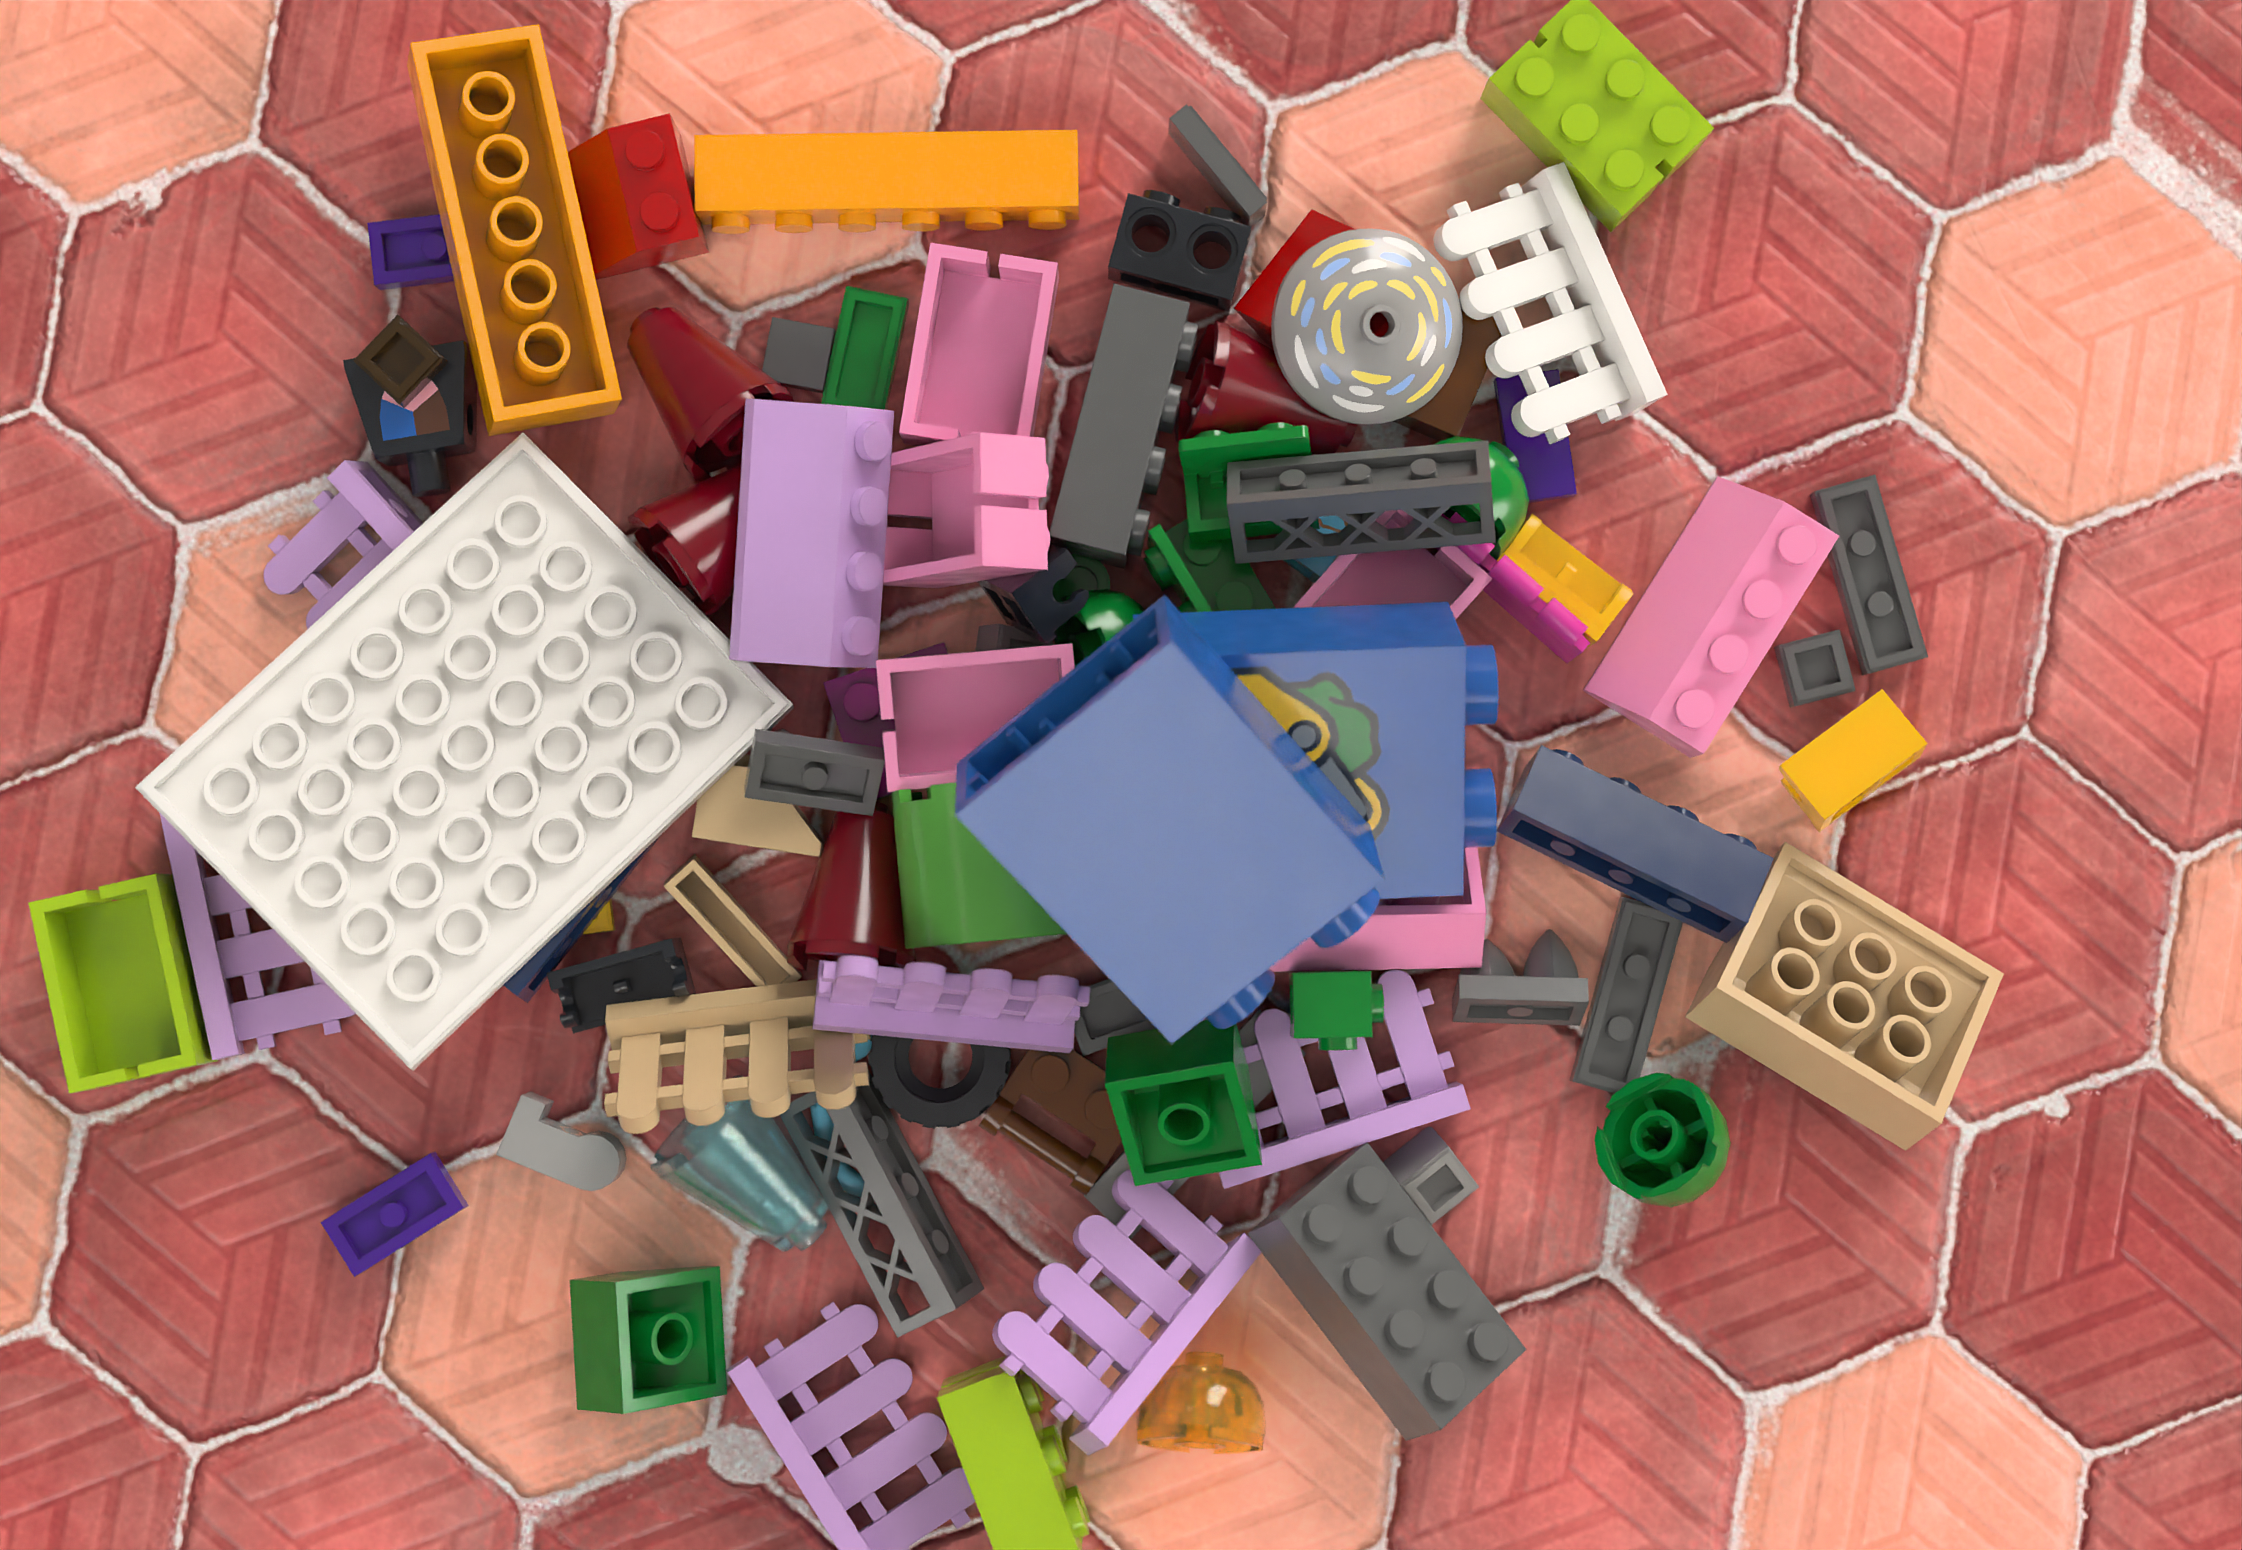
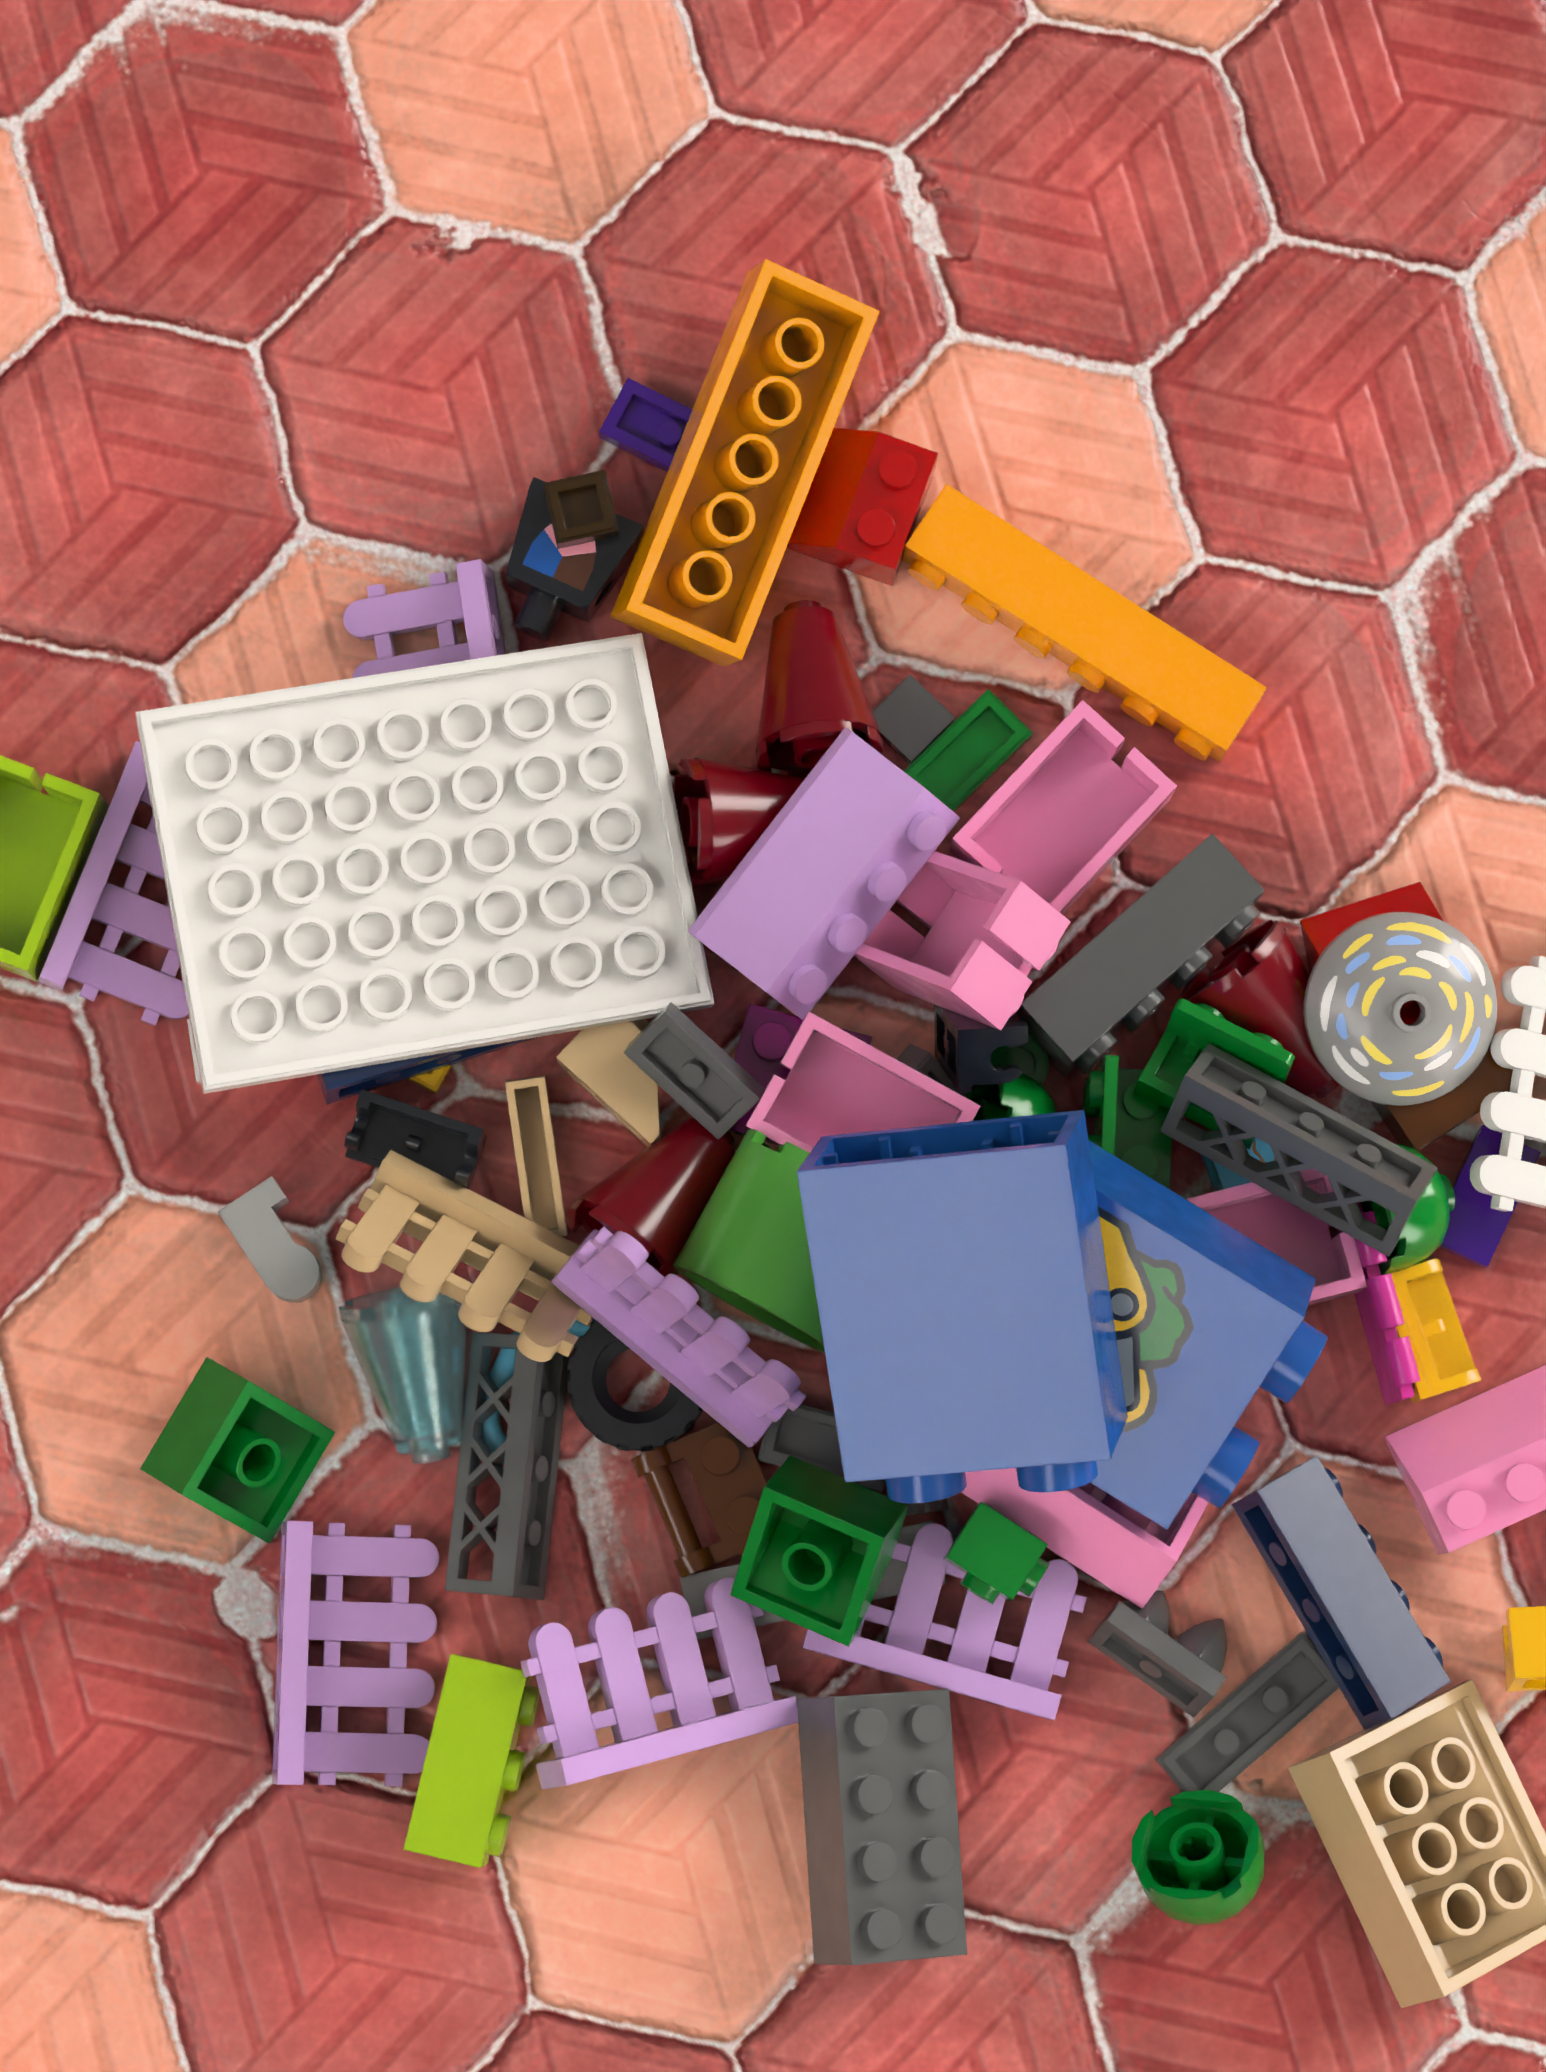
camera: 30 degrees right, 5 degrees down
(394, 1214) = (97, 1205): dark purple plate -> none
(1174, 267) = (1272, 854): black brick -> none
(1203, 1409) = (659, 1821): clear yellow cylinder -> none
(1217, 165) = (1365, 794): dark grey tile -> none
(1431, 1174) = (984, 1759): light grey slope -> none

